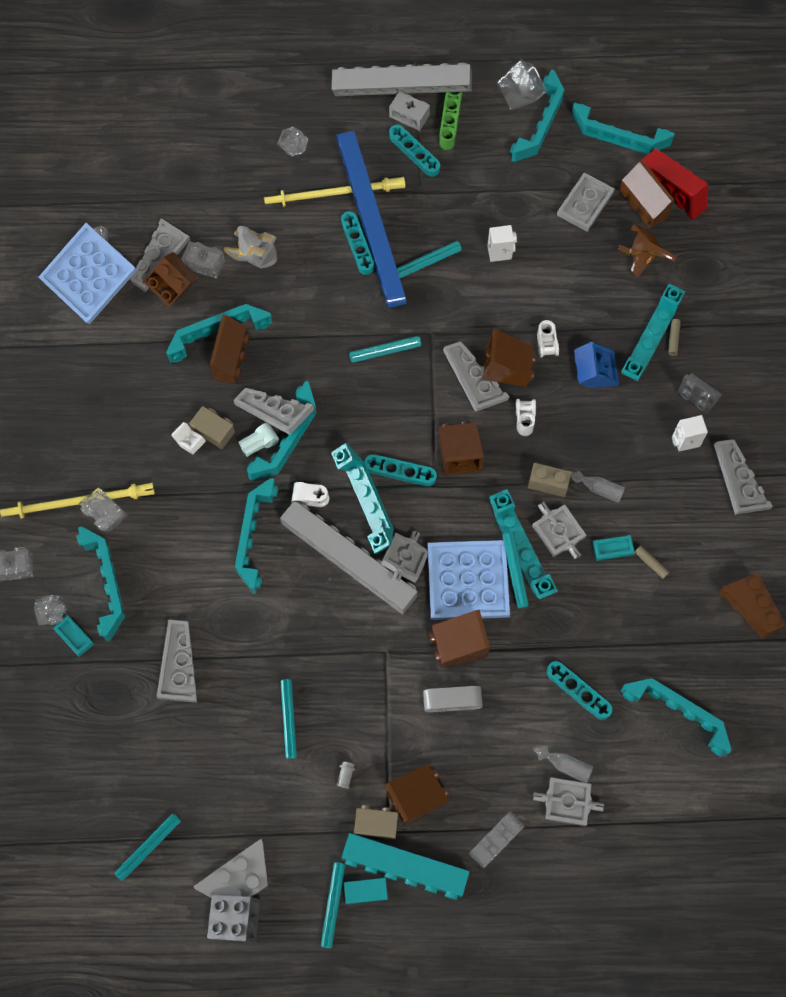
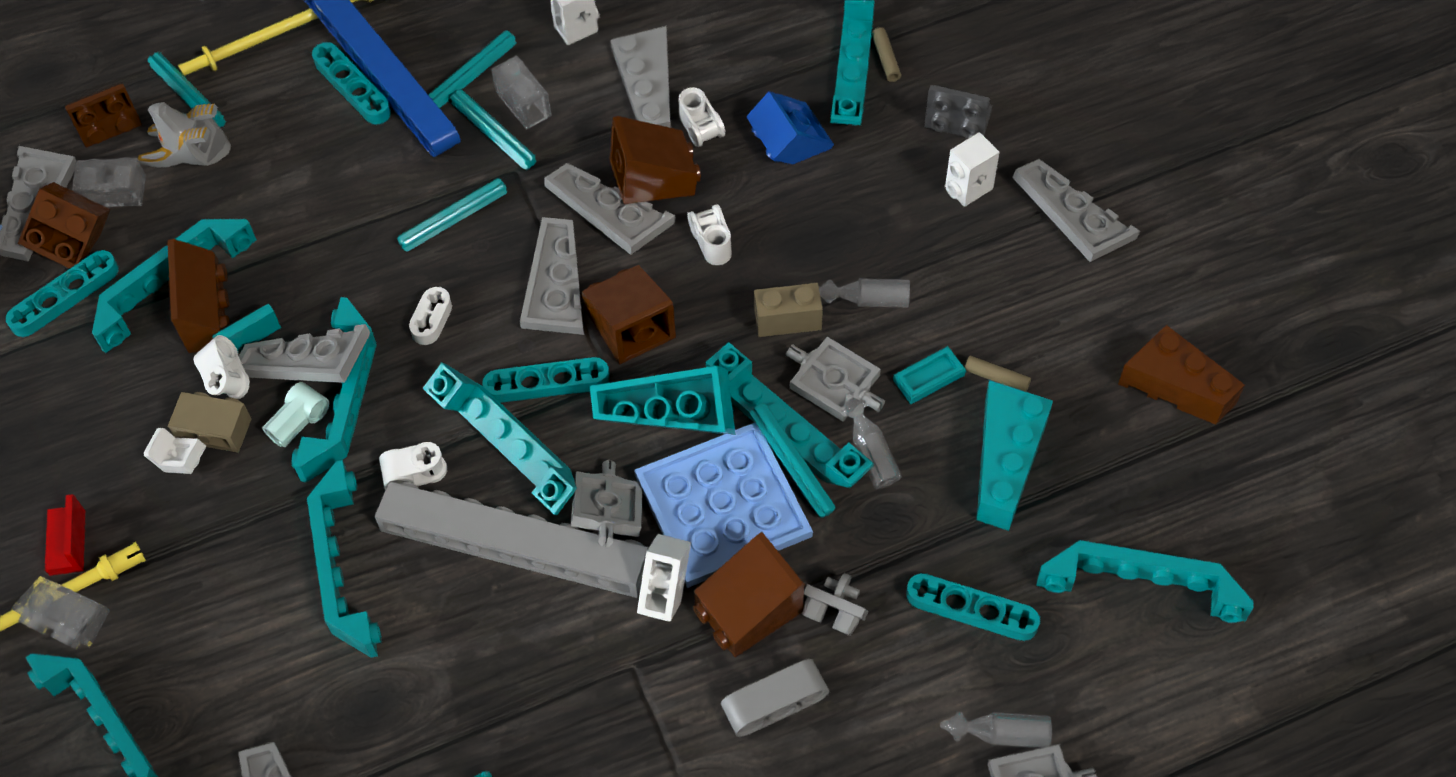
camera: 20 degrees left, 10 degrees down
(117, 465) = (65, 538): none -> red panel
(159, 322) = (65, 297): none -> teal beam
(213, 214) = (103, 114): none -> reddish brown slope
(227, 399) = (222, 368): none -> white piece
(248, 380) = (251, 327): none -> teal tile
(262, 211) = (180, 84): none -> teal axle
(354, 410) = (425, 313): none -> white beam
(419, 612) = (663, 577): none -> white brick
(425, 414) = (553, 284): none -> light grey wing
(427, 303) = (493, 129): none -> teal axle
(451, 286) = (521, 92): none -> clear brick
(467, 515) = (674, 400): none -> teal wedge
(499, 655) = (819, 600): none -> light grey hips
(528, 296) = (644, 71): none -> light grey wing
(562, 578) = (871, 443): none -> clear wheel
(640, 606) = (1010, 442): none -> teal wedge

